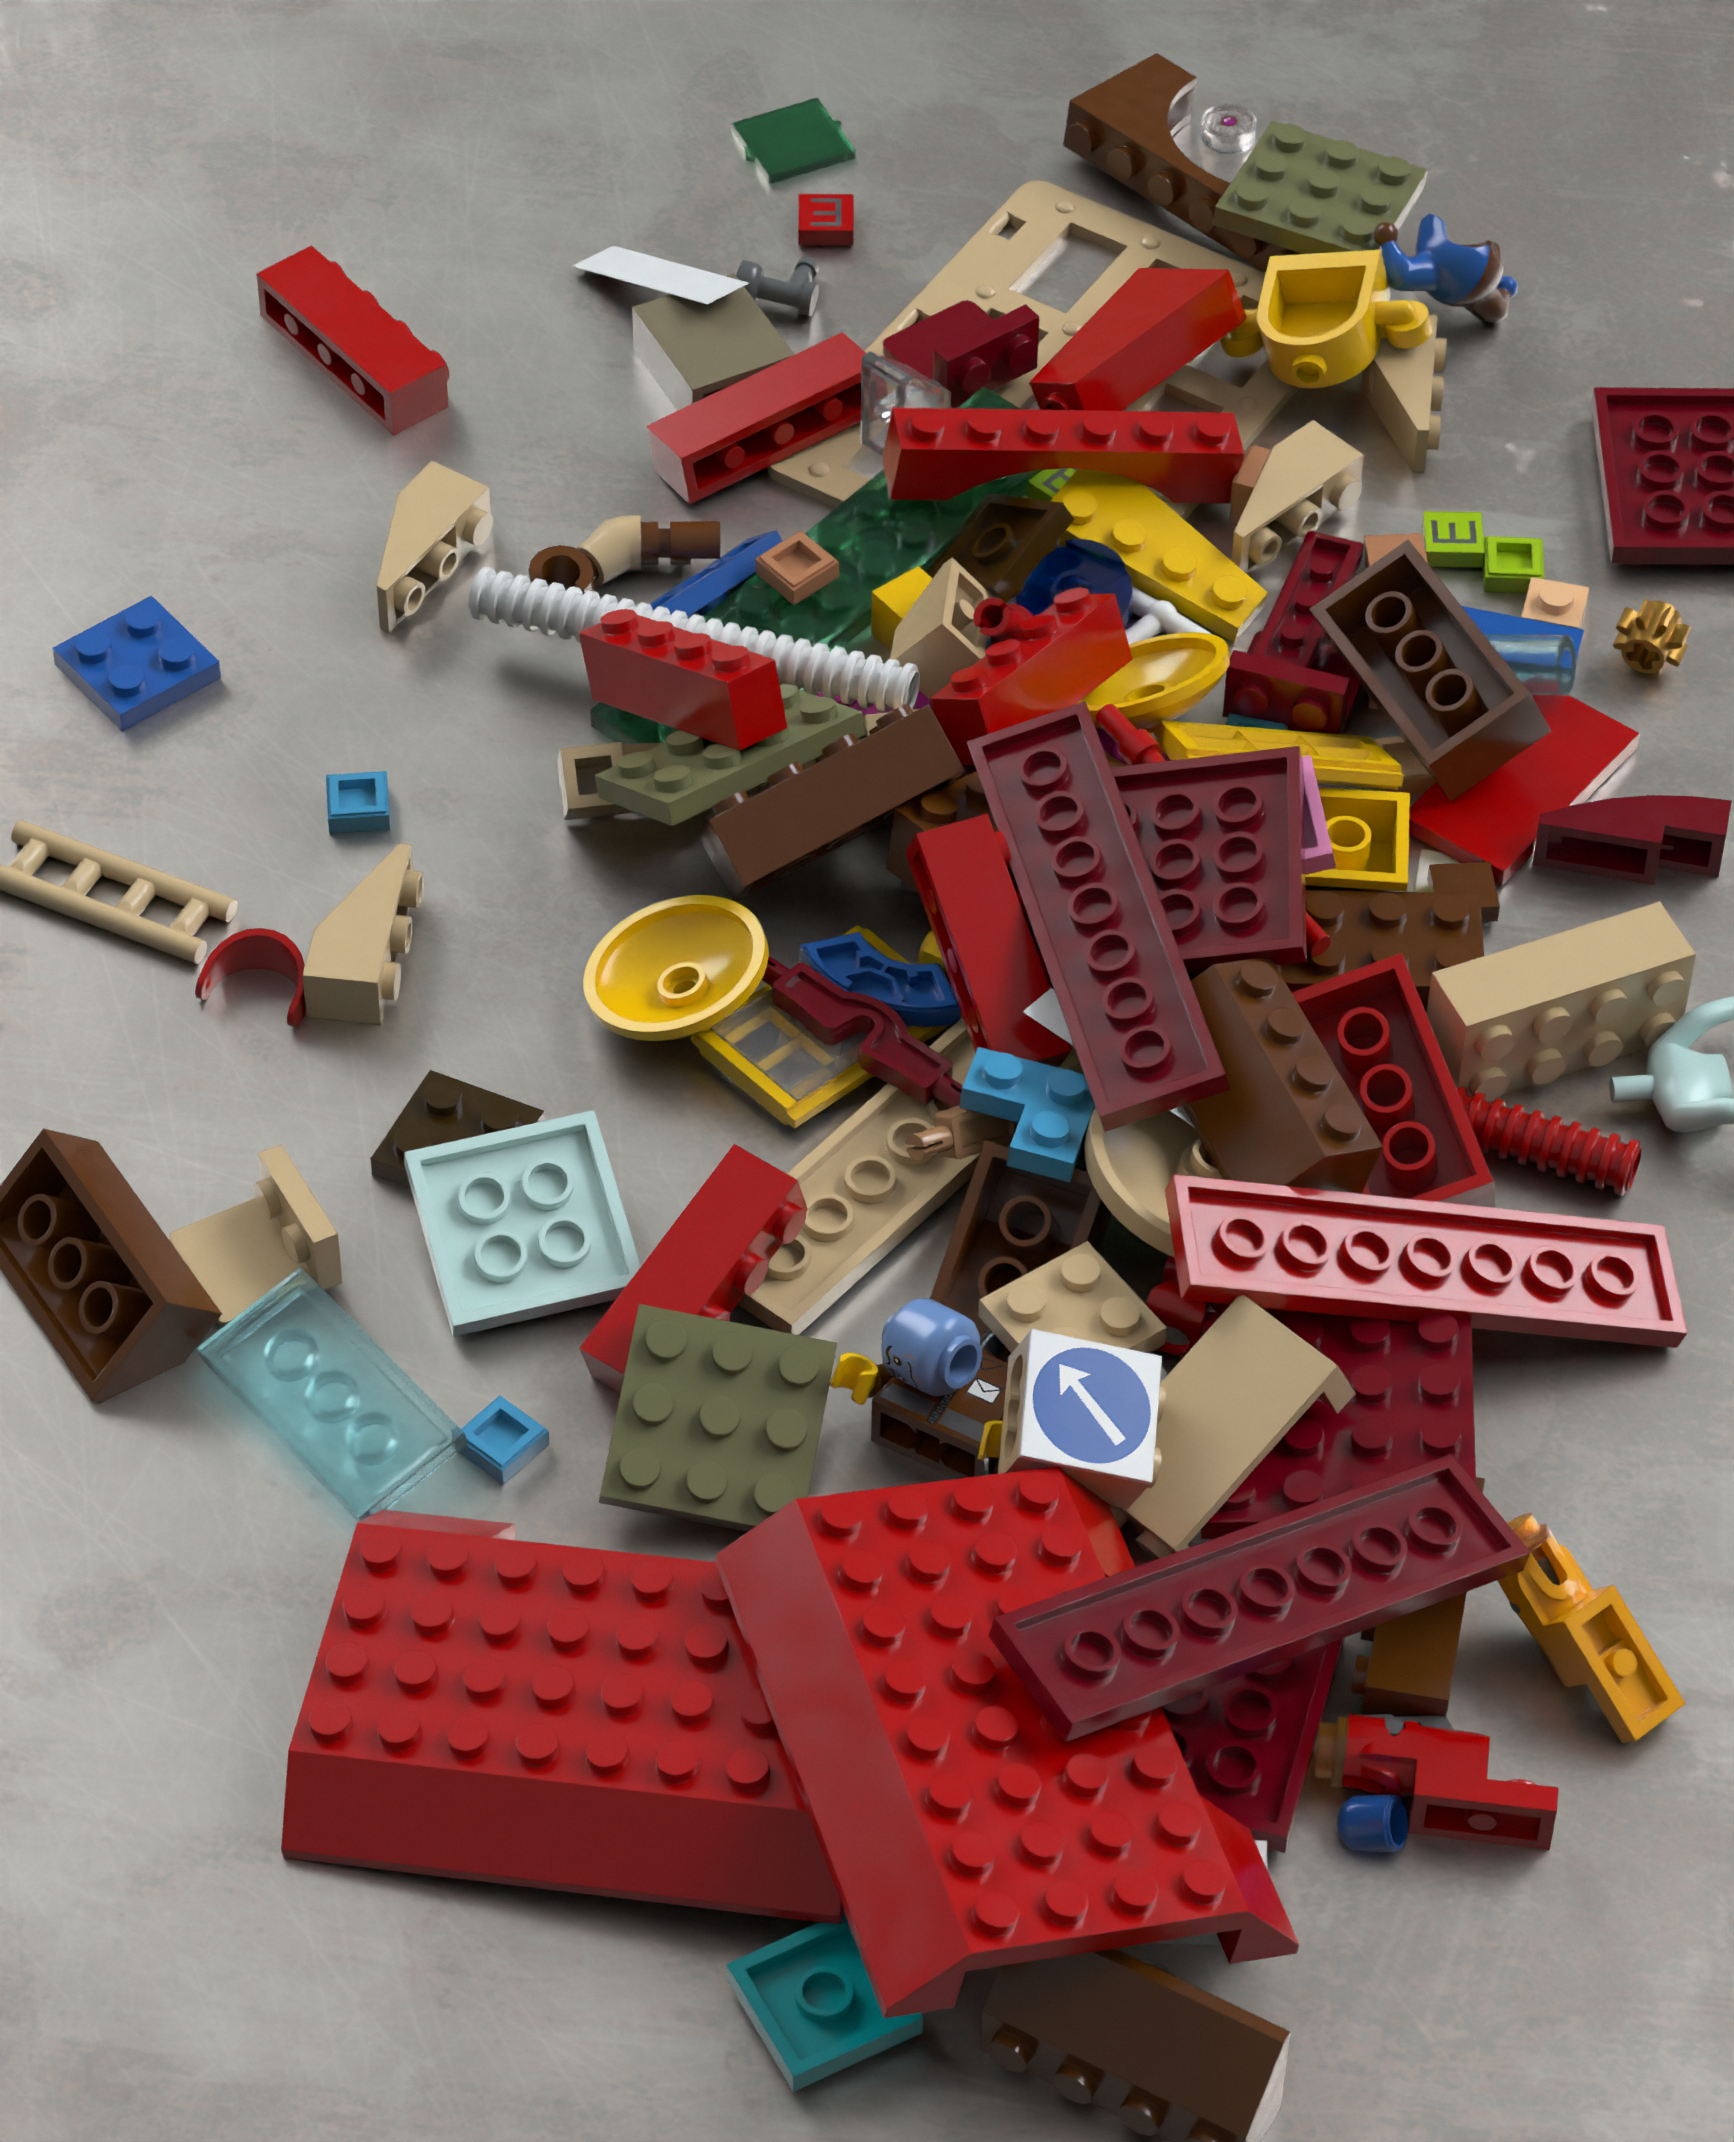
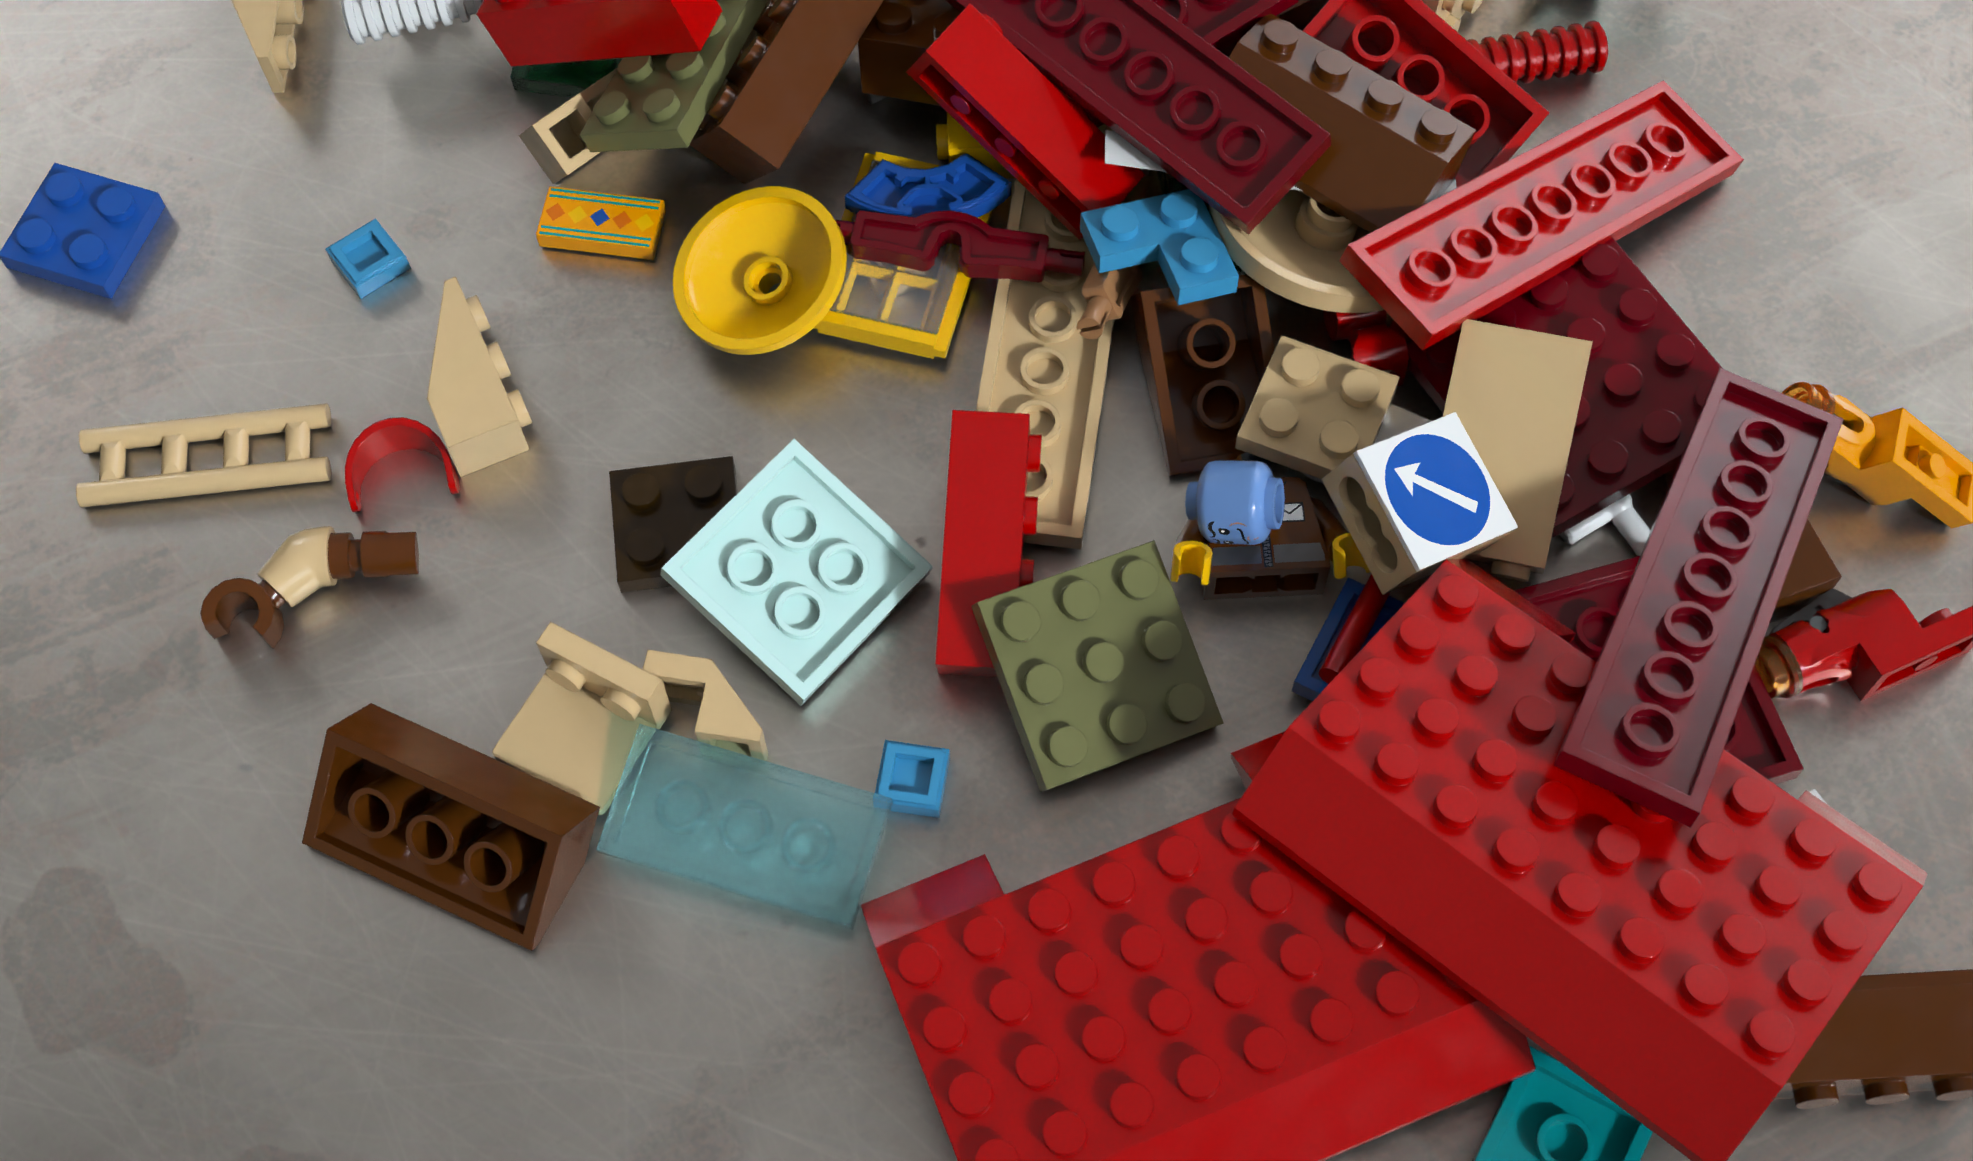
camera: 30 degrees left, 15 degrees up
(116, 1014) = (300, 568): none -> reddish brown piece
(374, 1287) = (722, 714): none -> tan slope
(579, 871) = (601, 223): none -> light orange tile
(1373, 1823) = (1837, 711): blue piece -> none

